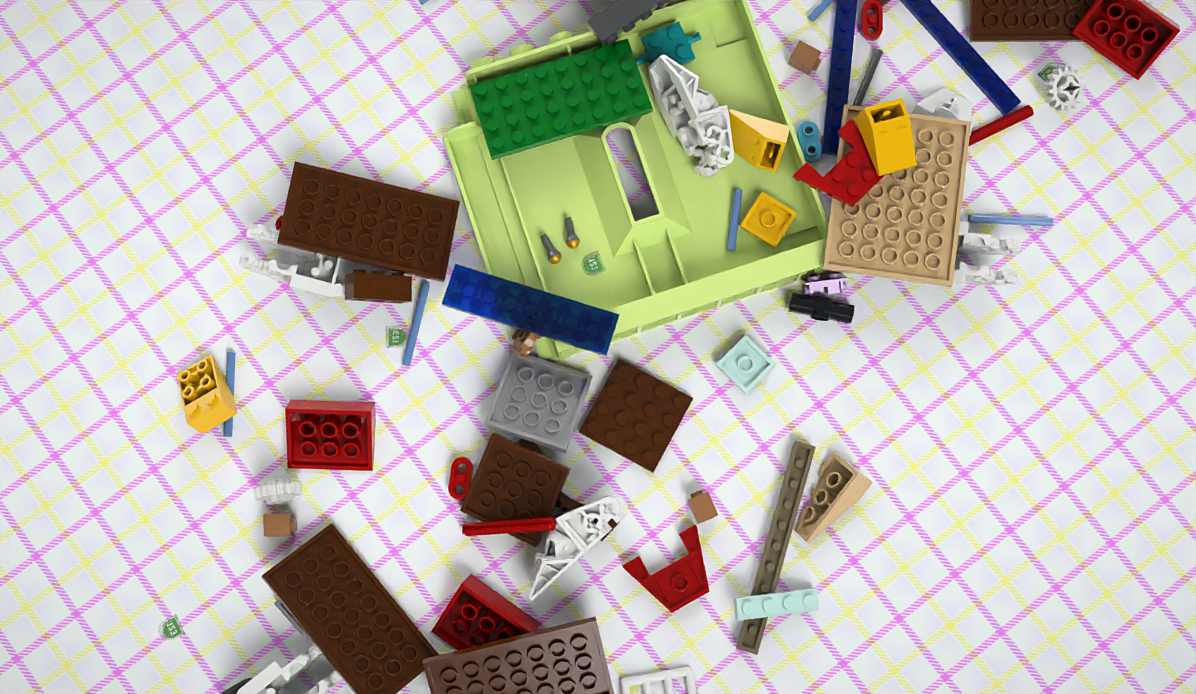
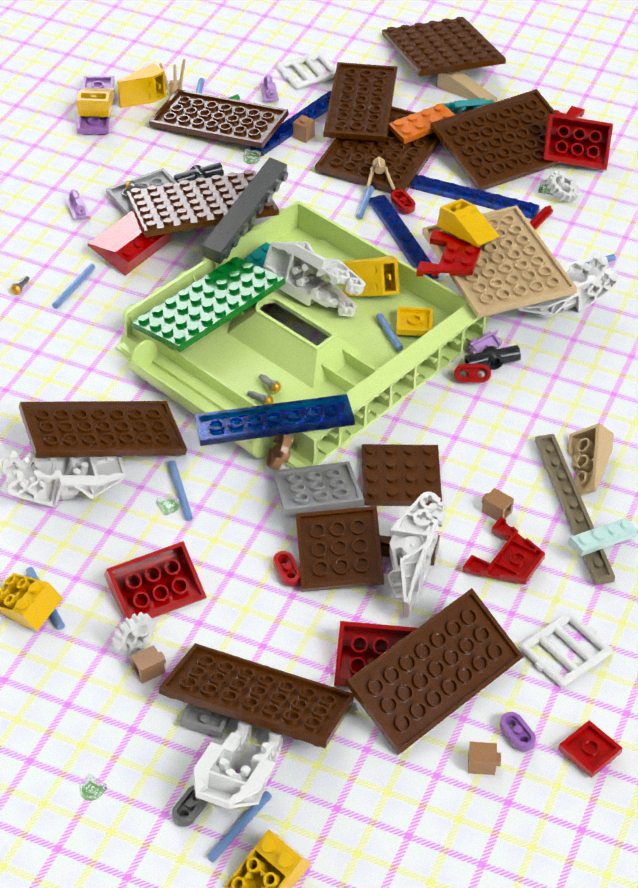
camera: 30 degrees left, 35 degrees down
(378, 287) = (136, 466): reddish brown brick -> none
(509, 526) = (352, 569): red axle -> none
(593, 264) = (300, 393): clear tile -> none
(745, 364) = (462, 410): light aqua plate -> none
(785, 321) = (472, 373): none -> red plate
(805, 58) = (372, 232): medium nougat brick -> none
(868, 77) = (427, 247): dark grey bar -> none

